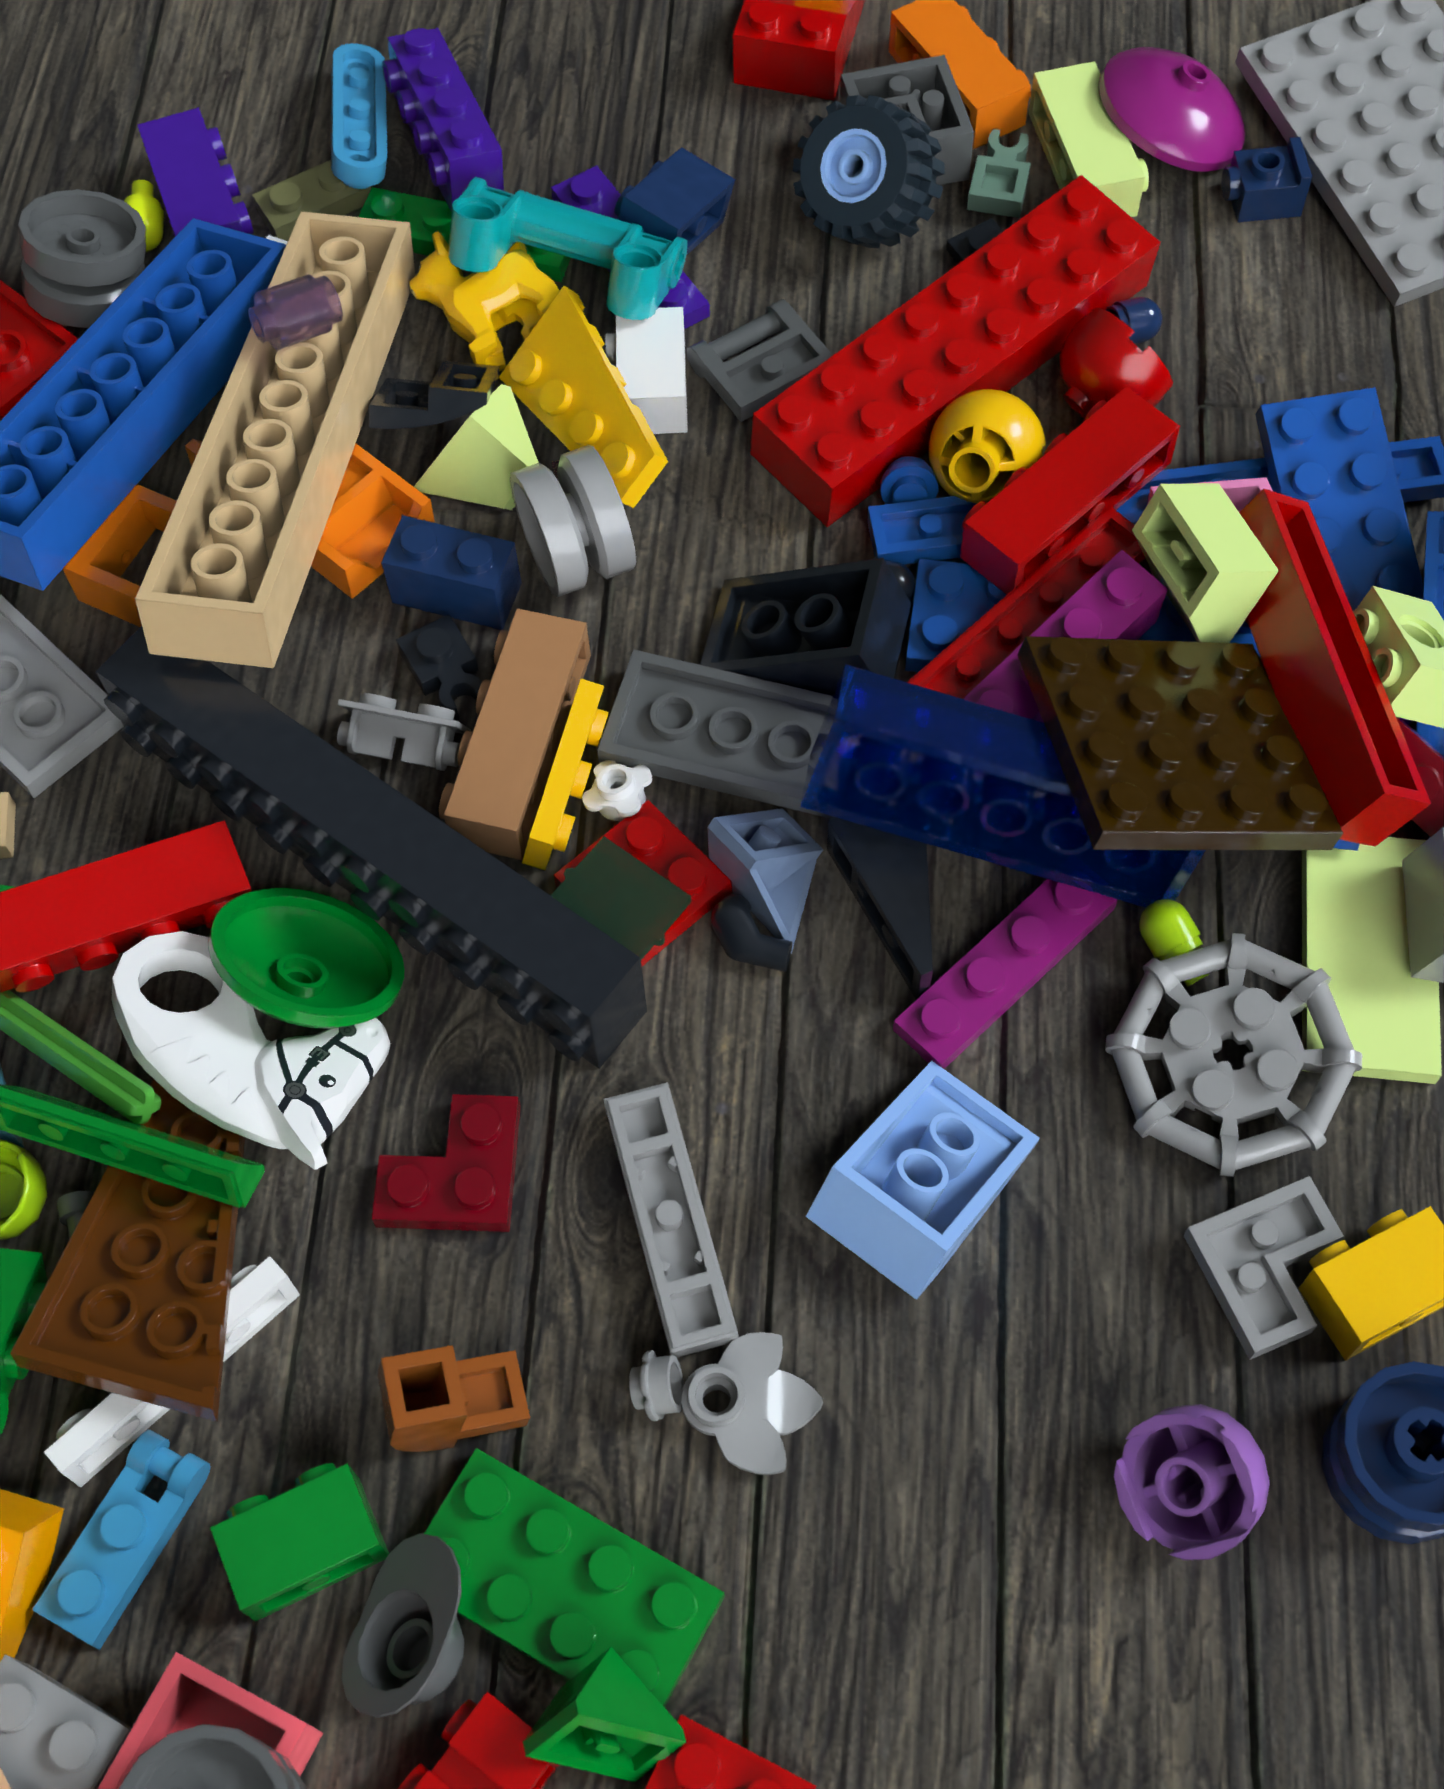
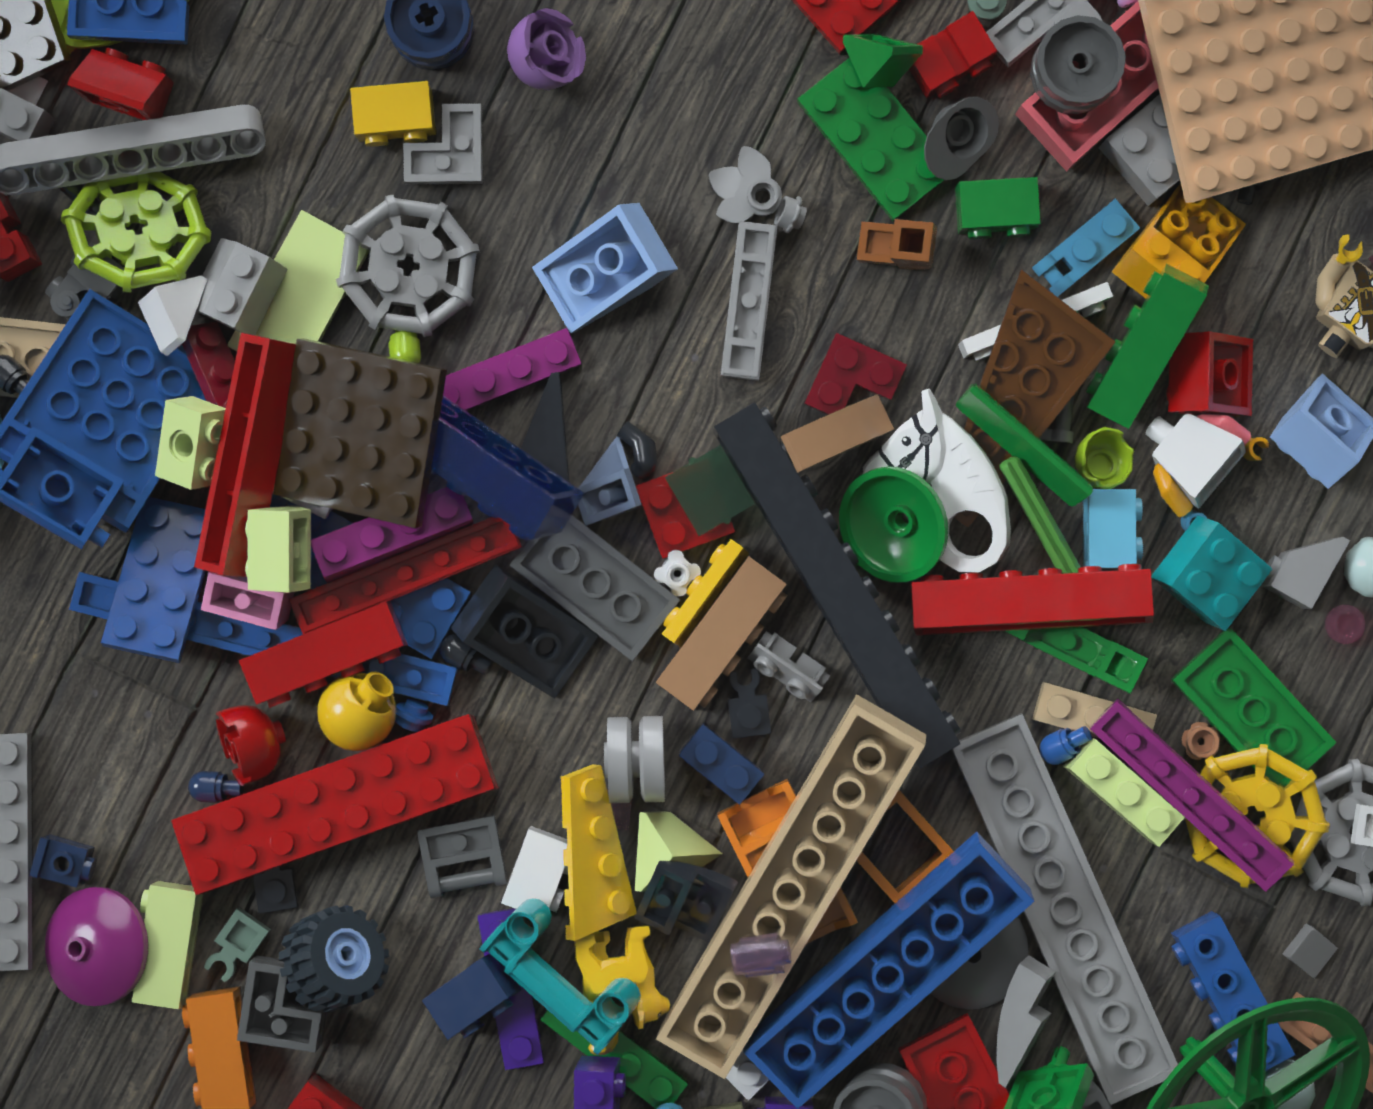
camera: 160 degrees left, 25 degrees up
(443, 1046) = (837, 433): none -> medium nougat slope

